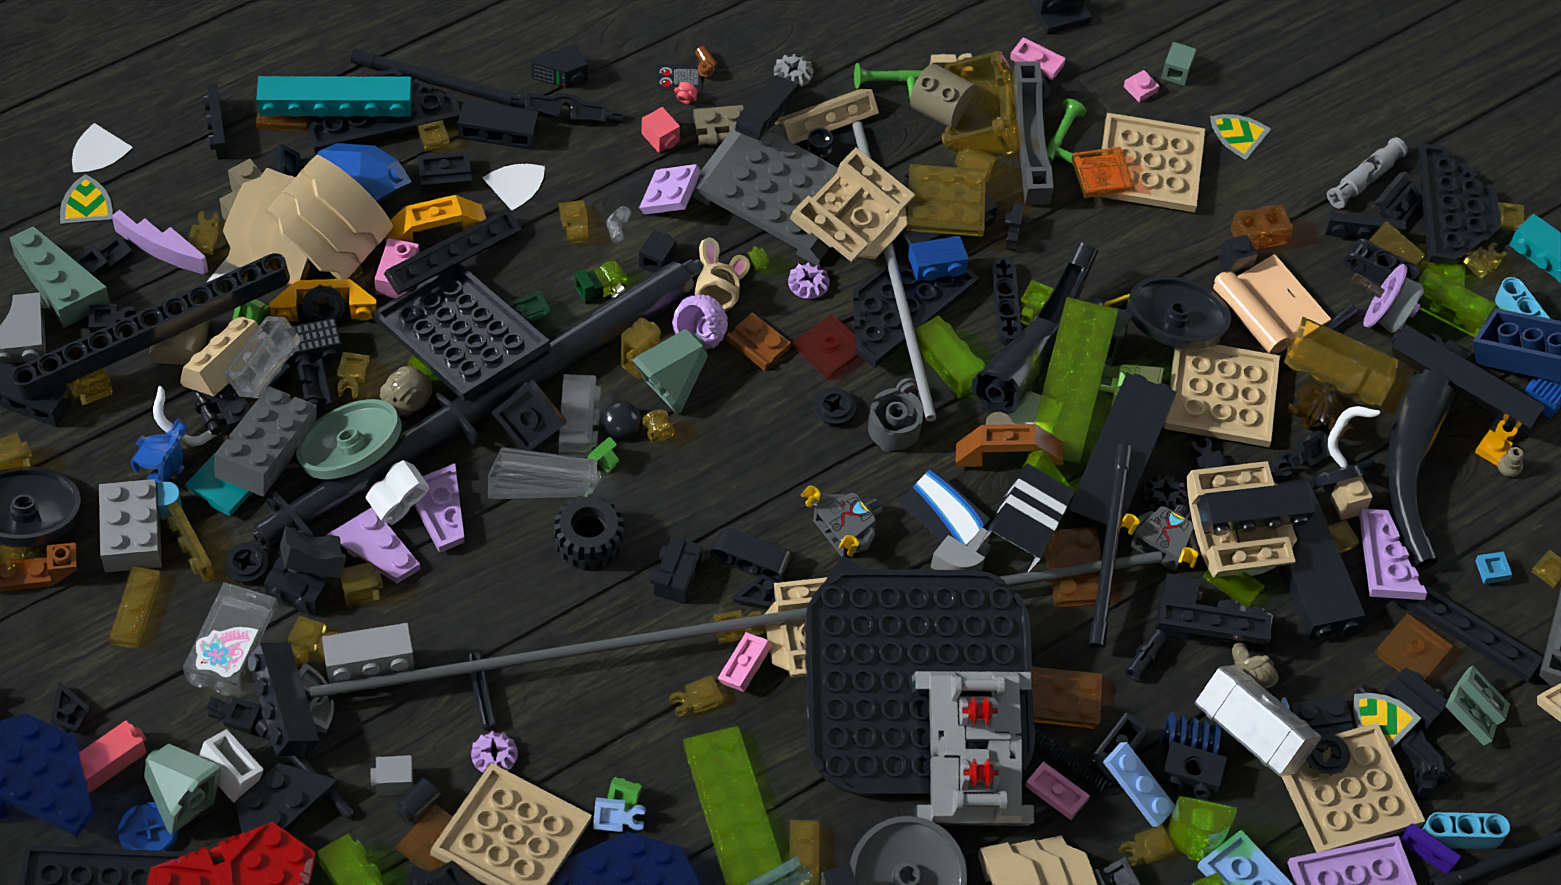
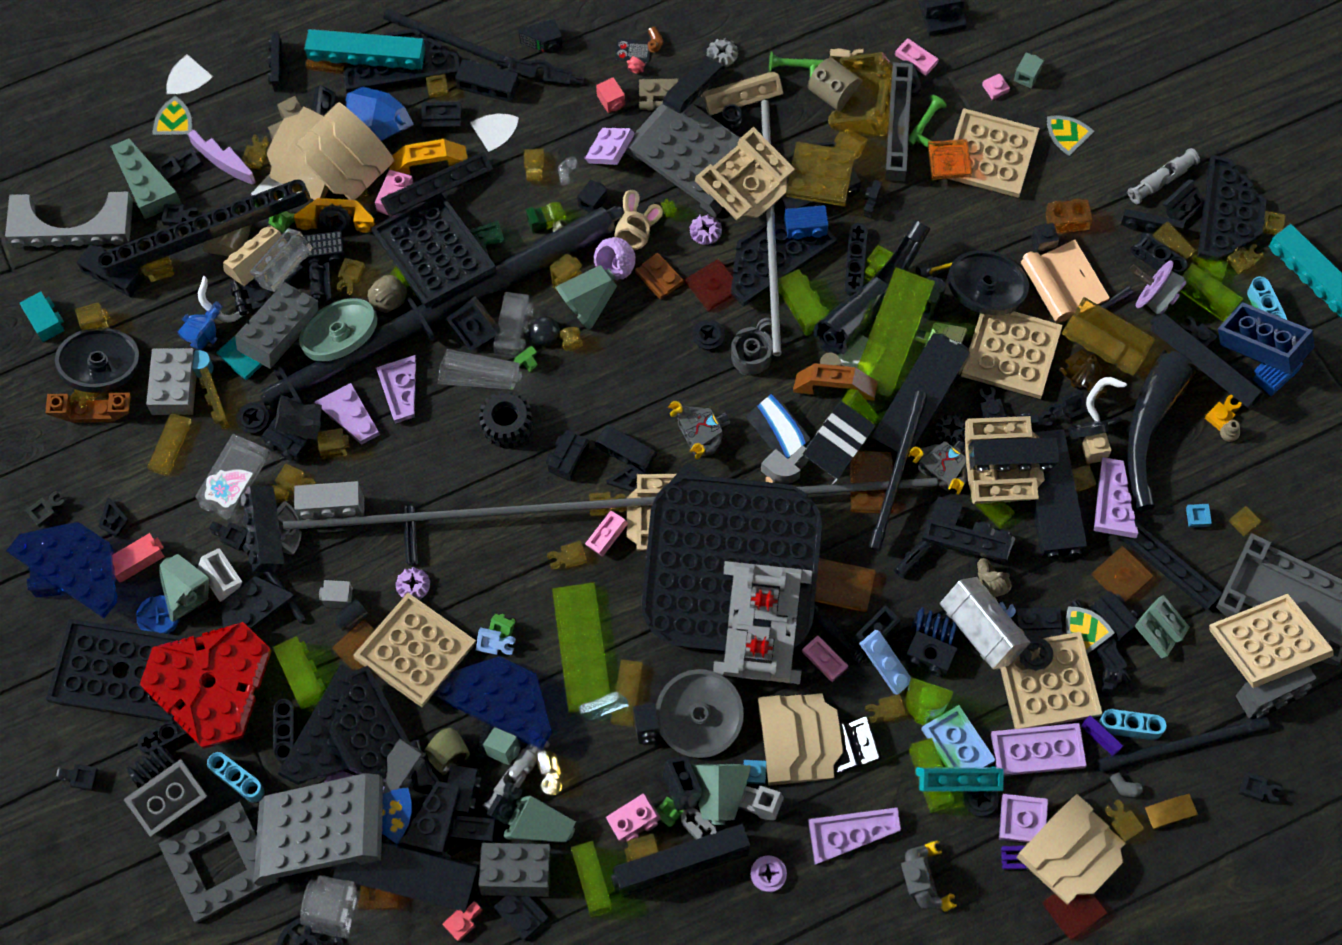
camera: 15 degrees right, 10 degrees up
(397, 492) = (368, 375): white brick -> none

